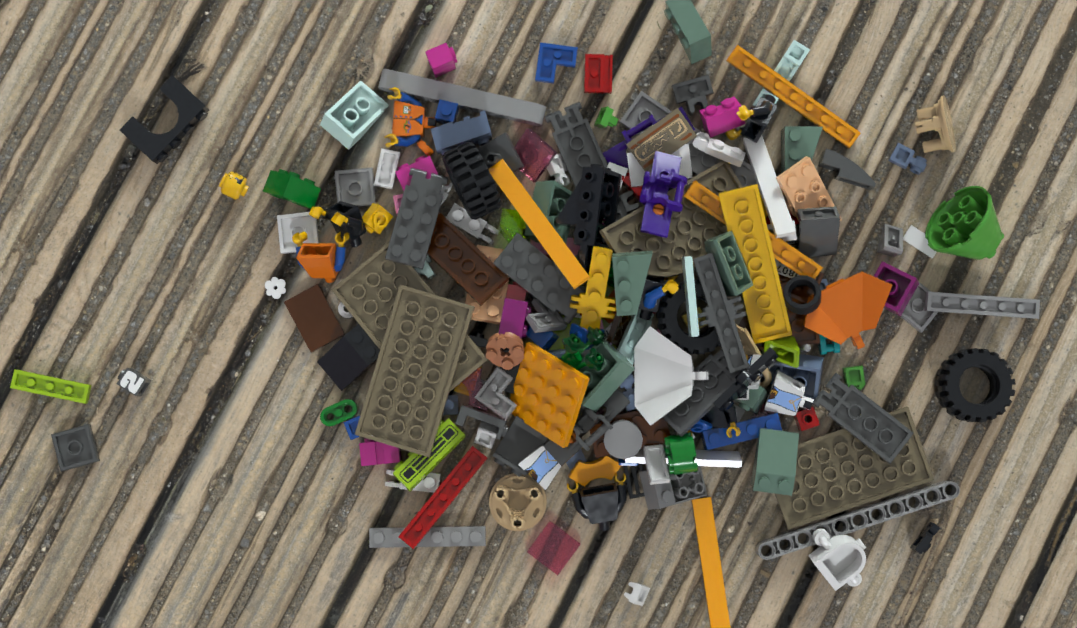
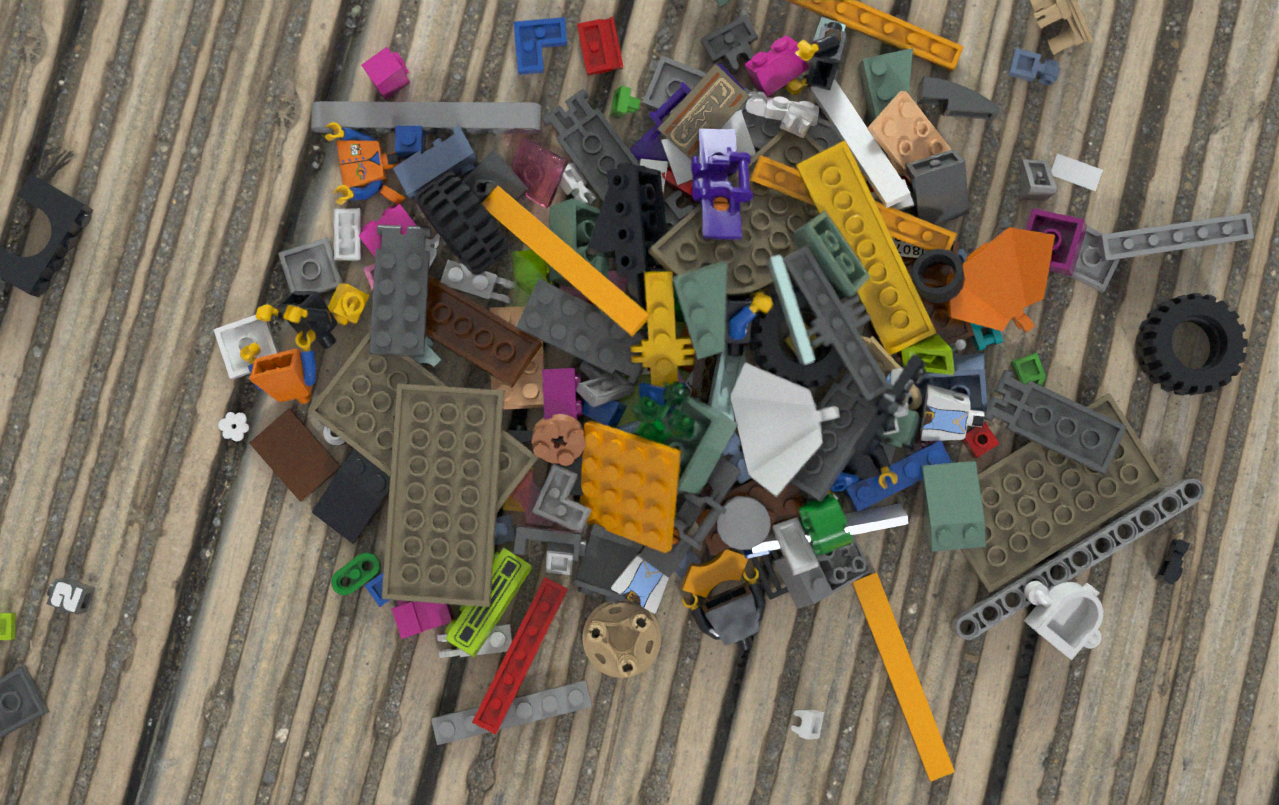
camera: 15 degrees left, 0 degrees up
(233, 185) = (146, 302): yellow head -> none
(291, 188) = (222, 288): green brick -> none
(353, 114) = (286, 173): light aqua slope -> none
(516, 292) = (556, 358): coral plate -> none
(553, 547) = (683, 688): clear pink tile -> none
(727, 160) = (797, 119): none -> white tile
(965, 225) = (1131, 135): bright green cone -> none

